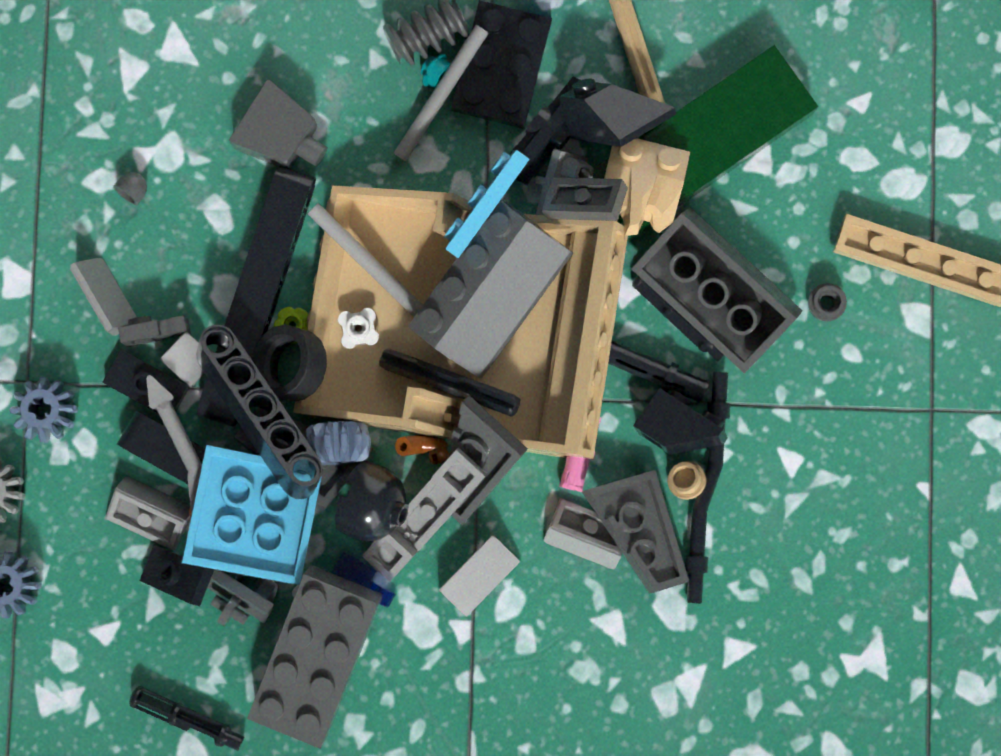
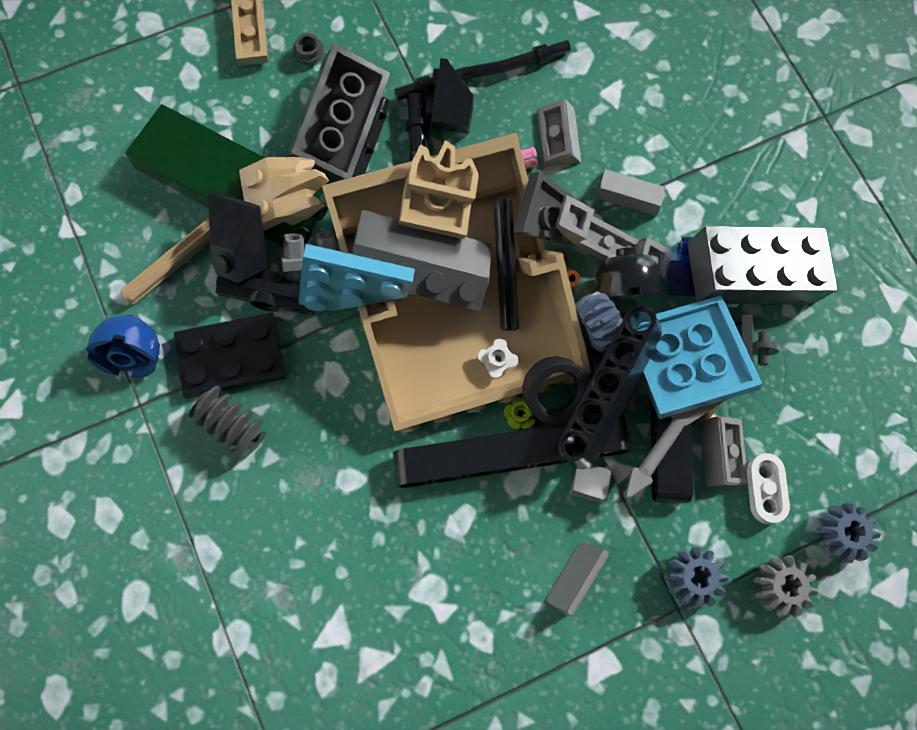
camera: 115 degrees left, 10 degrees down
(91, 532) = (769, 489): none -> white plate
(129, 377) = (628, 515): black plate -> none
(131, 187) = (475, 603): dark grey hinge -> none
(144, 330) = (588, 527): dark grey plate -> none
(168, 573) = (764, 406): black plate -> none
(185, 718) = (856, 346): black piece -> none
(277, 130) = (367, 502): dark grey torso -> none
(365, 259) = (442, 374): light grey bar -> none
(433, 70) = (258, 400): teal plate -> none
(441, 92) = (274, 386): light grey bar -> none
(546, 336) = (439, 193): none -> tan plate
(584, 199) = (315, 215): dark grey plate -> none
(641, 528) = (537, 96): dark grey wing -> none
(686, 480) = (486, 84): tan plate -> none

